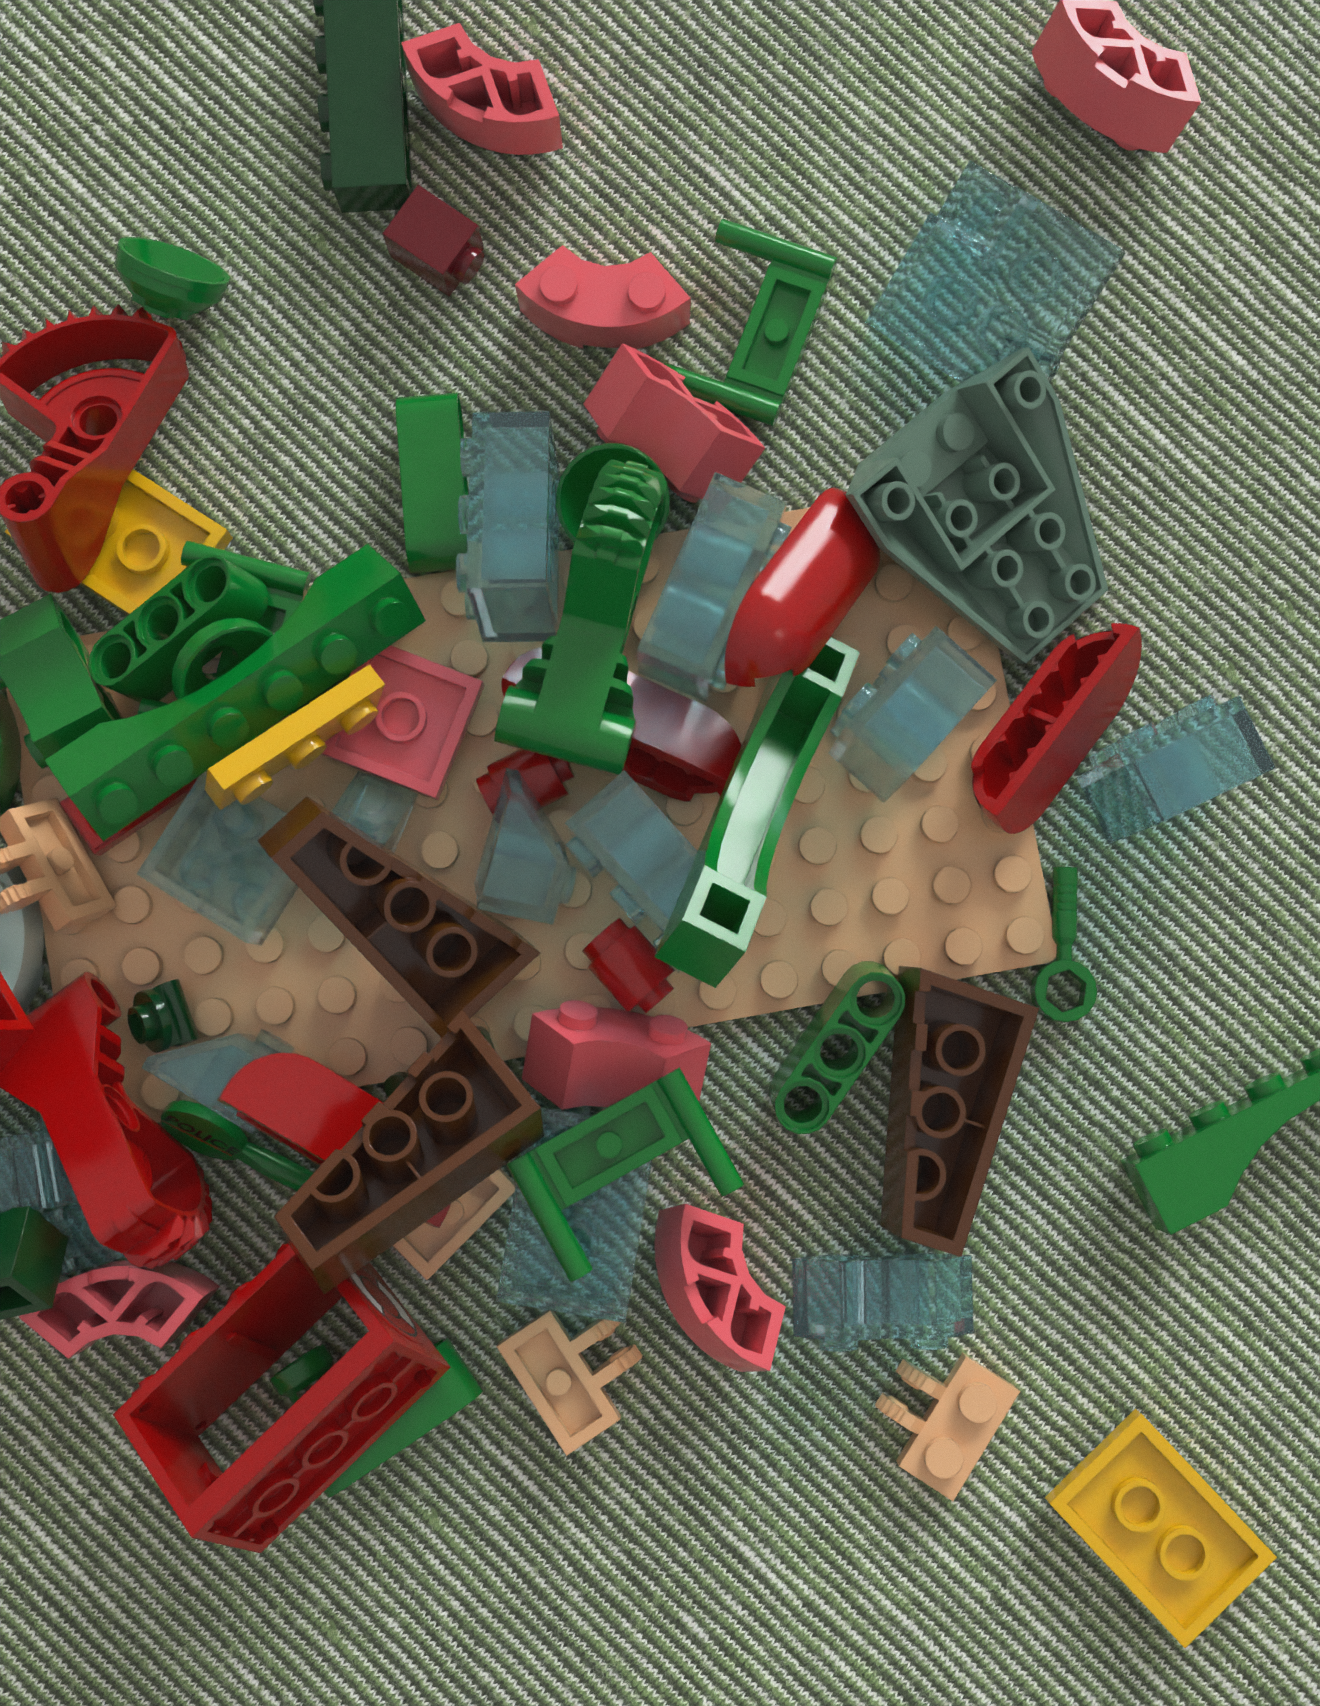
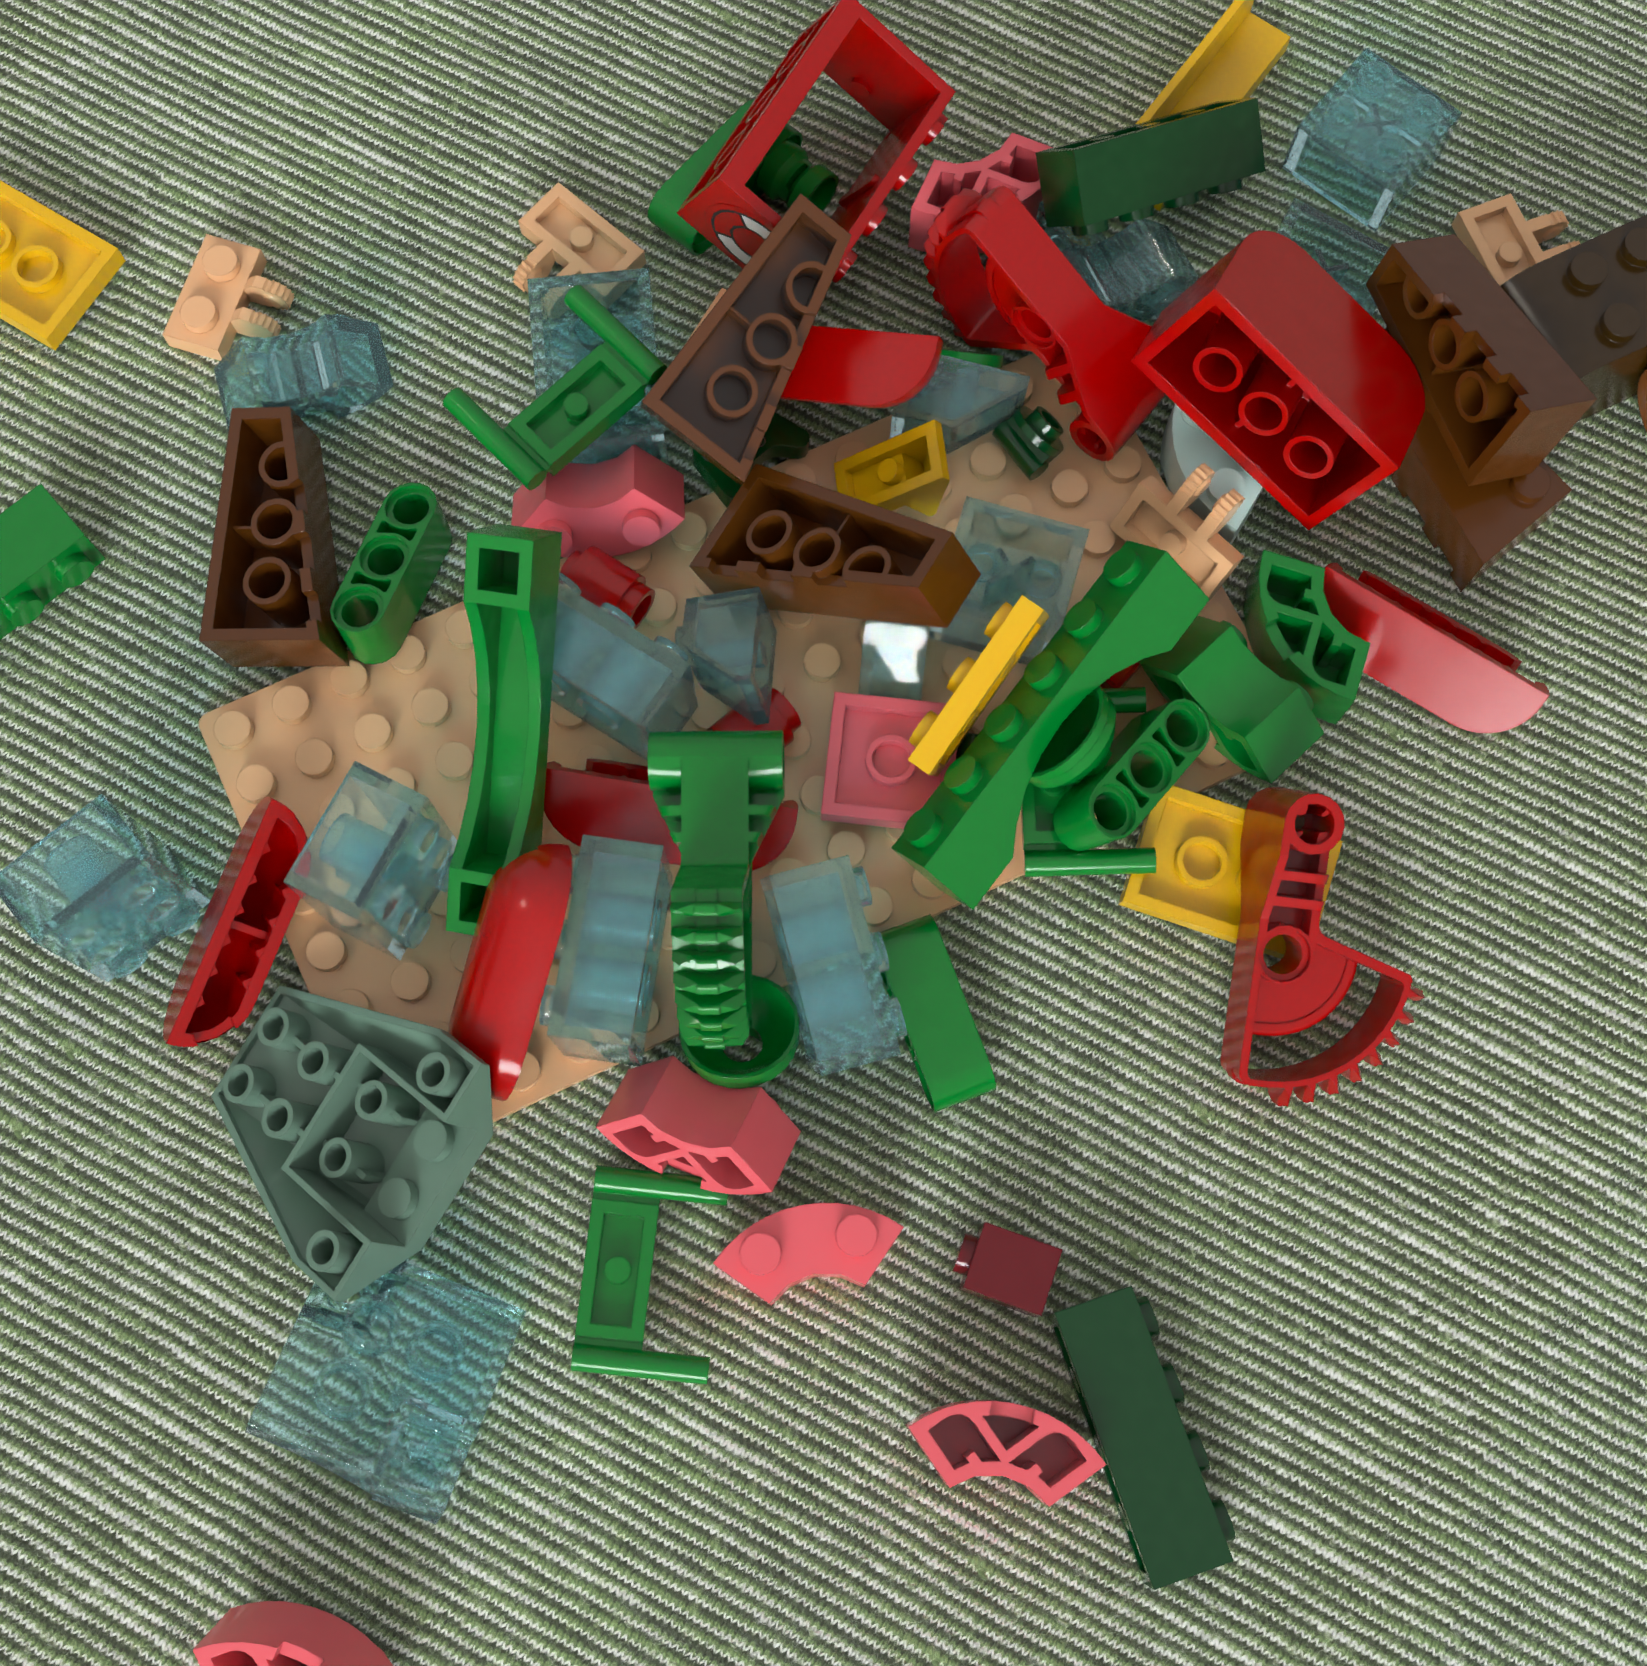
camera: 165 degrees right, 10 degrees down
(169, 278) = (1272, 1161): green piece -> none
(312, 1004) = (899, 471): none -> yellow slope
(712, 1289) = (460, 339): coral brick -> none
(1064, 935) = (194, 742): green piece -> none

